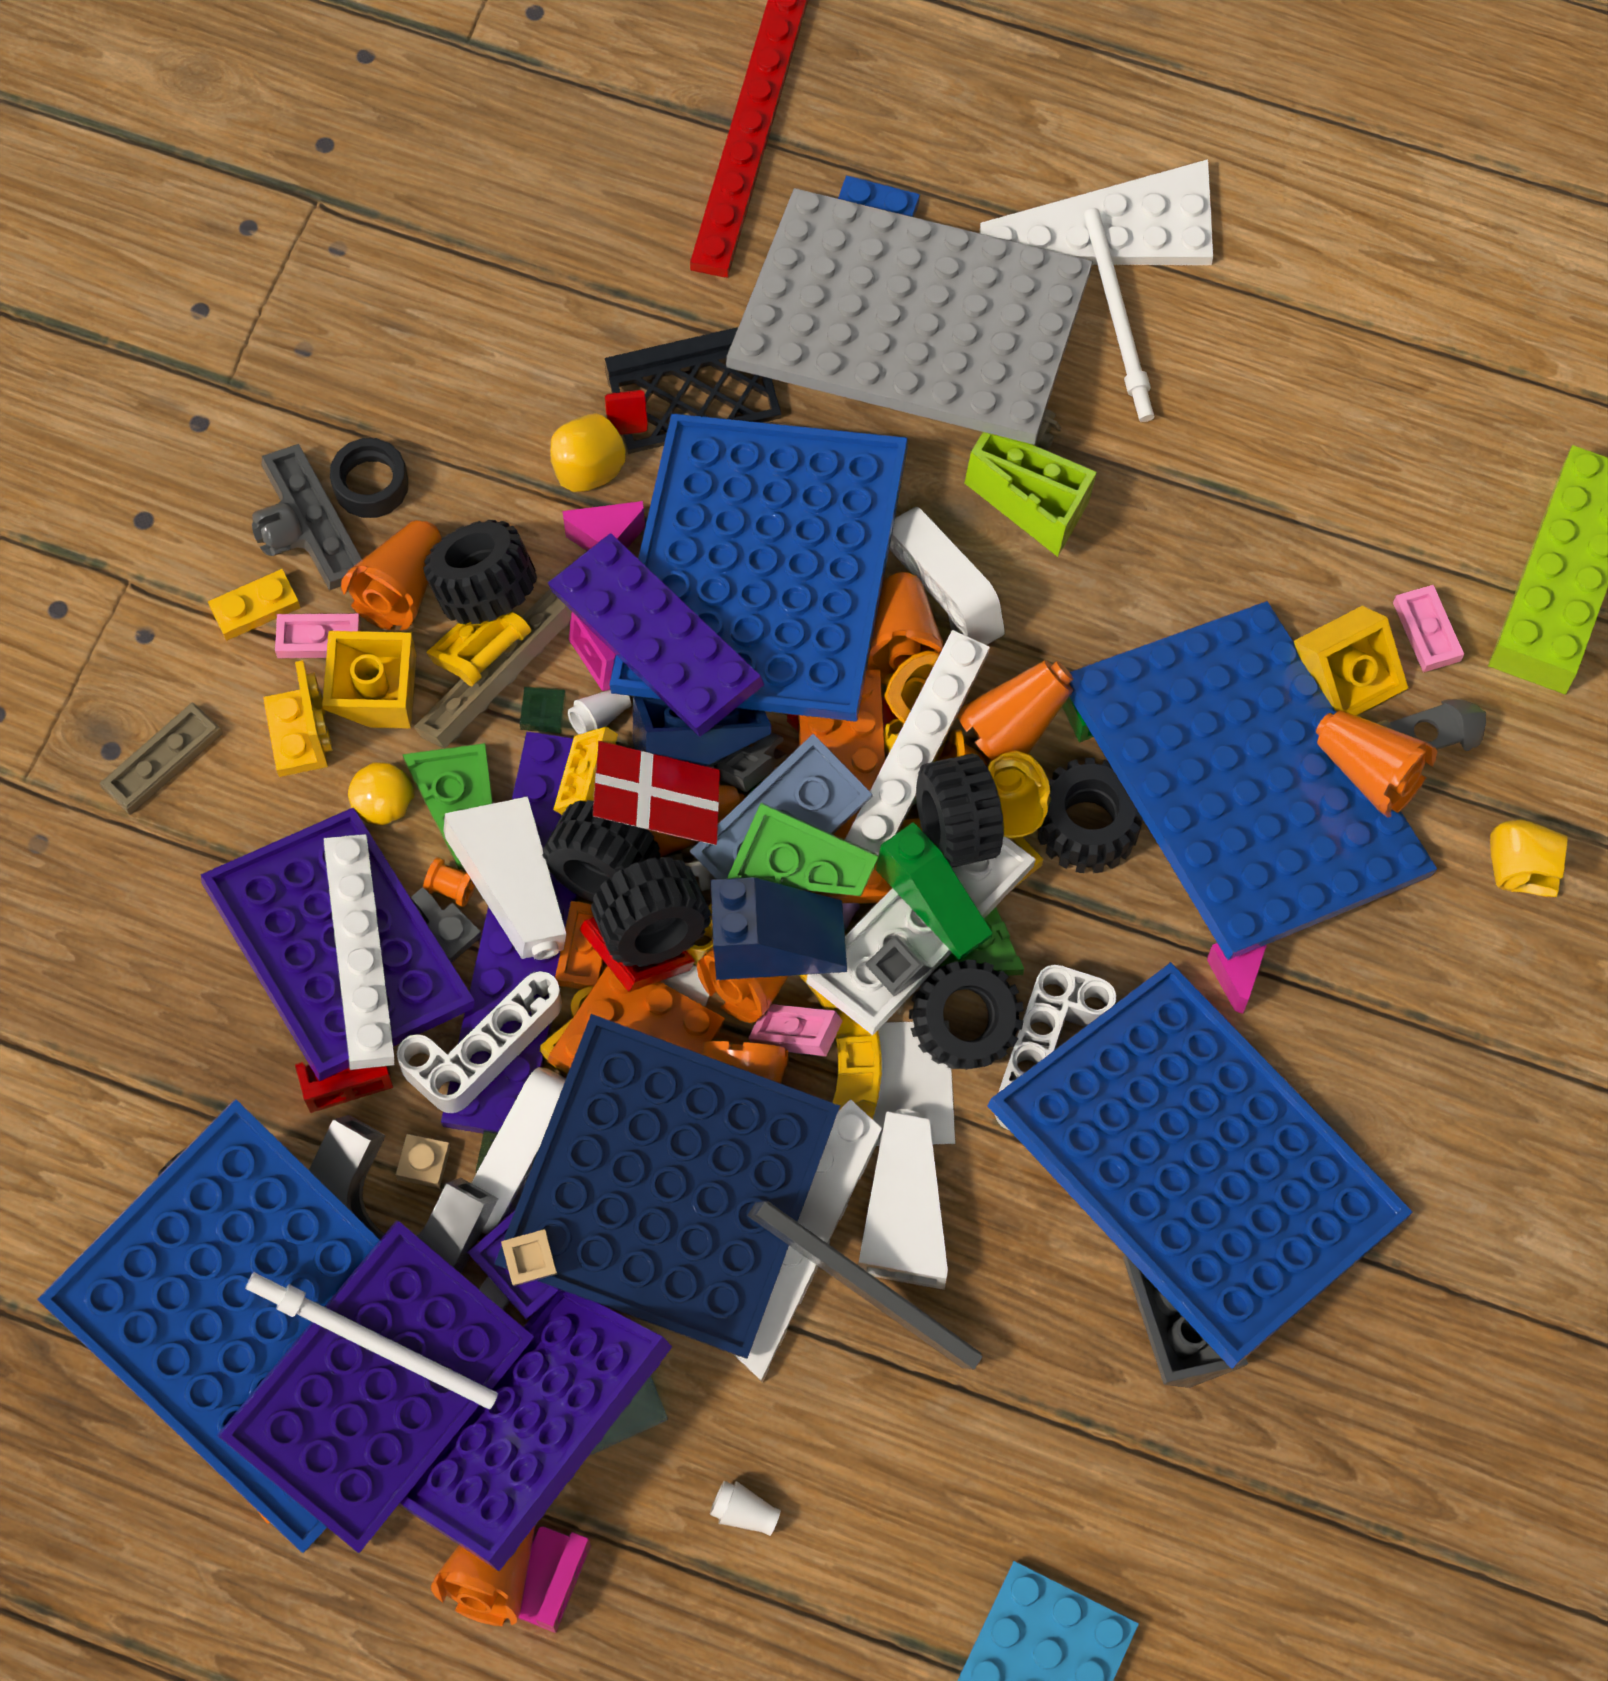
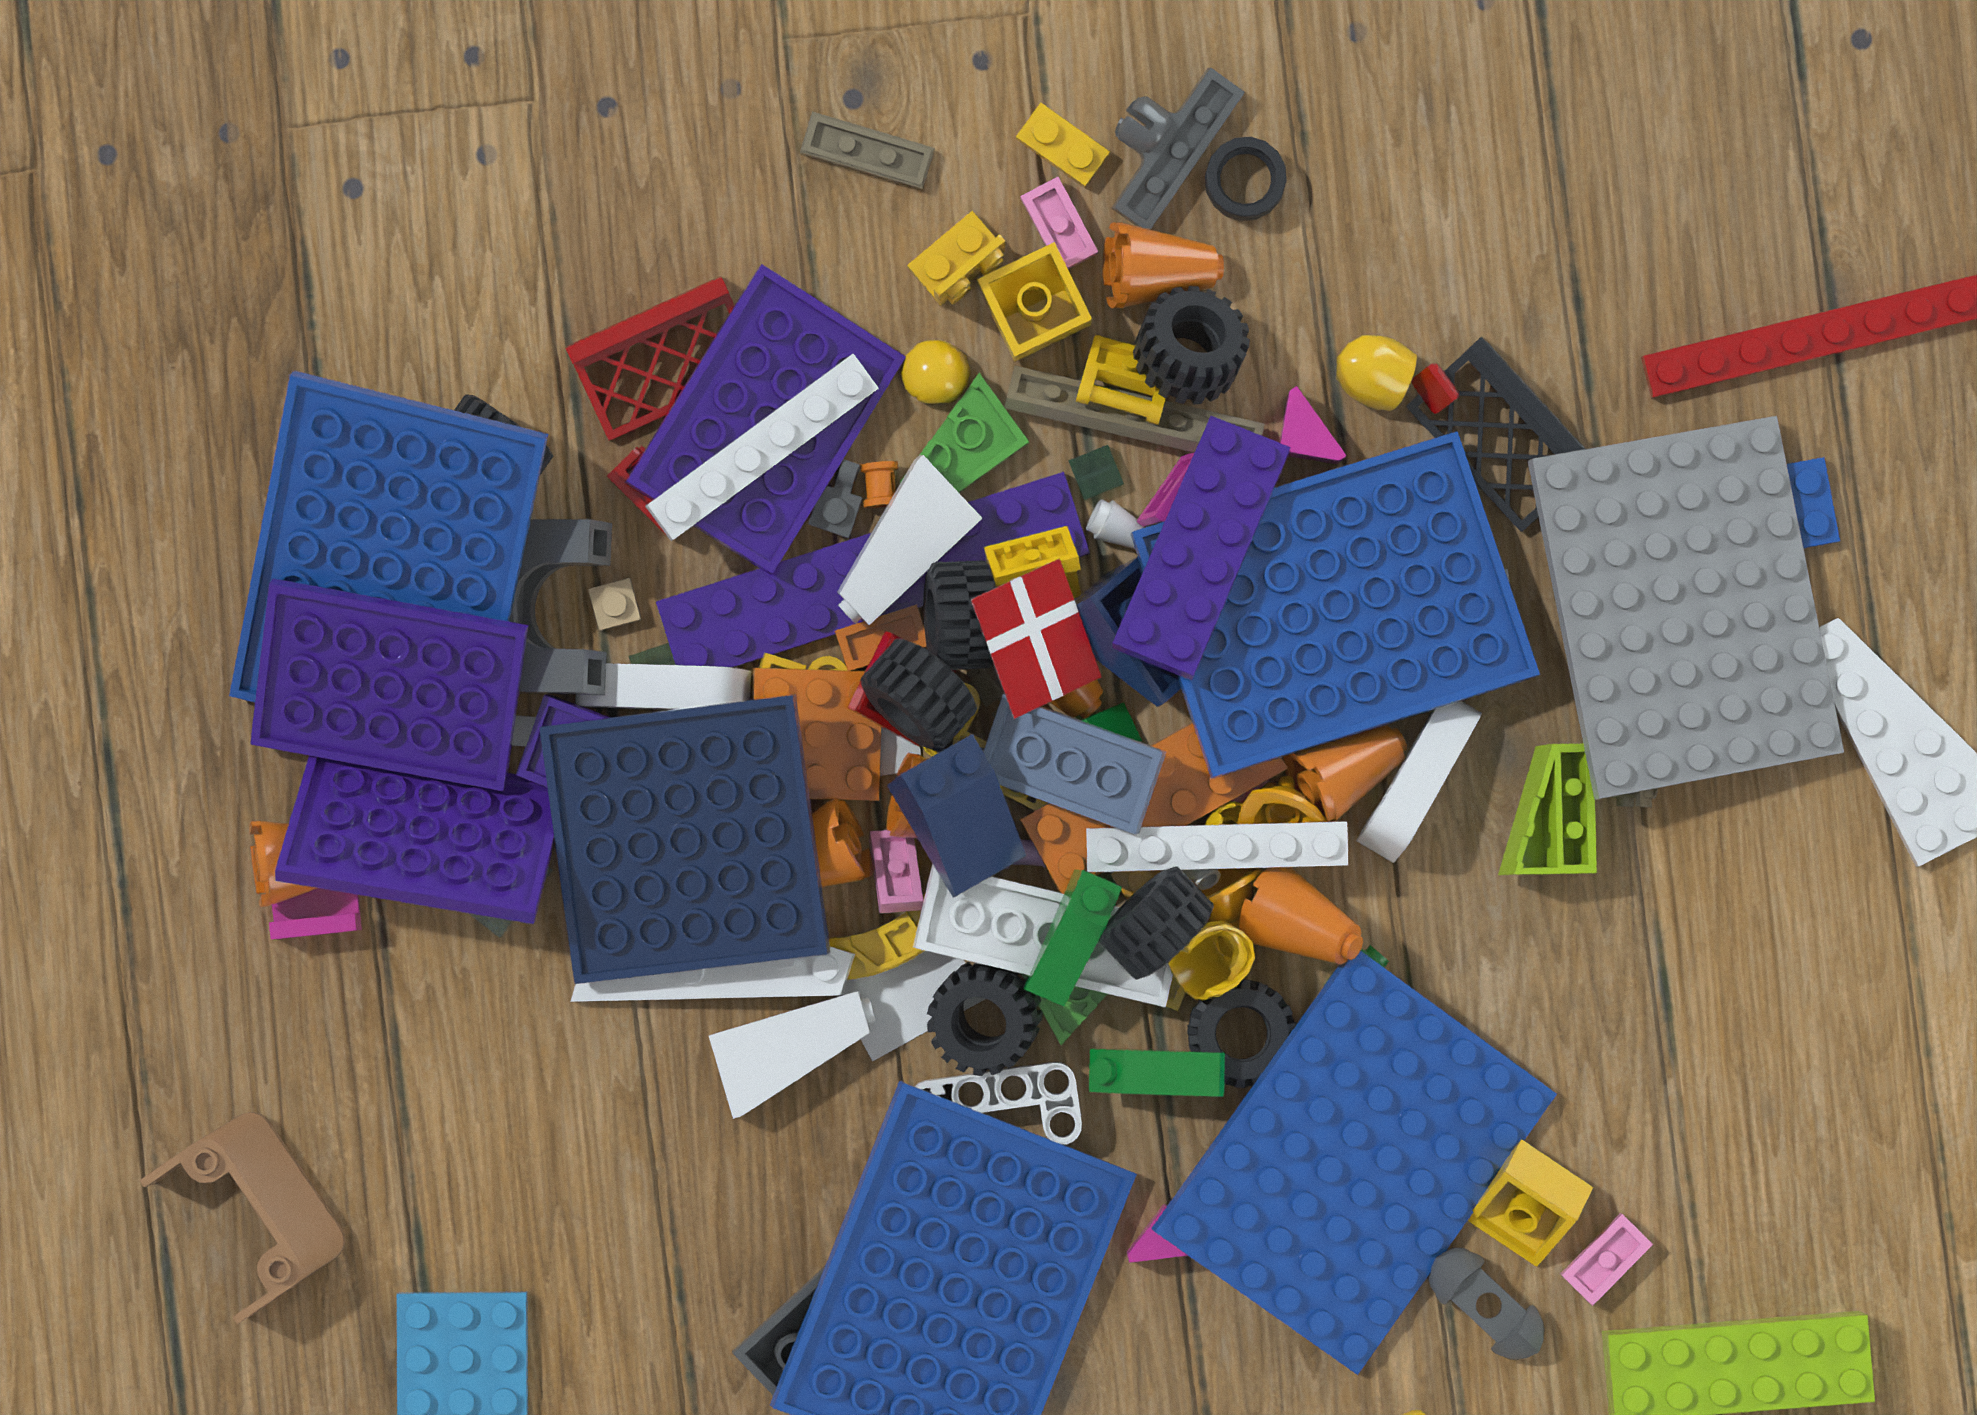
camera: 65 degrees right, 20 degrees up
(194, 1014) = (639, 329): none -> red fence
(293, 1302) = (406, 585): white bar -> none
(484, 1037) = (744, 605): white beam -> none
(529, 1257) = (555, 757): tan plate -> none
(743, 1509) = (453, 1043): white cone -> none
(752, 764) = (1127, 702): dark grey plate -> none
(801, 855) = (1043, 799): bright green wing -> none
(865, 1285) = (685, 1053): dark grey tile -> none
(897, 965) = (986, 939): dark grey slope -> none
(1090, 890) = (1156, 1072): none -> green slope
(1136, 379) = (1736, 858): white bar -> none
(1376, 758) = (1424, 1271): orange cone -> none

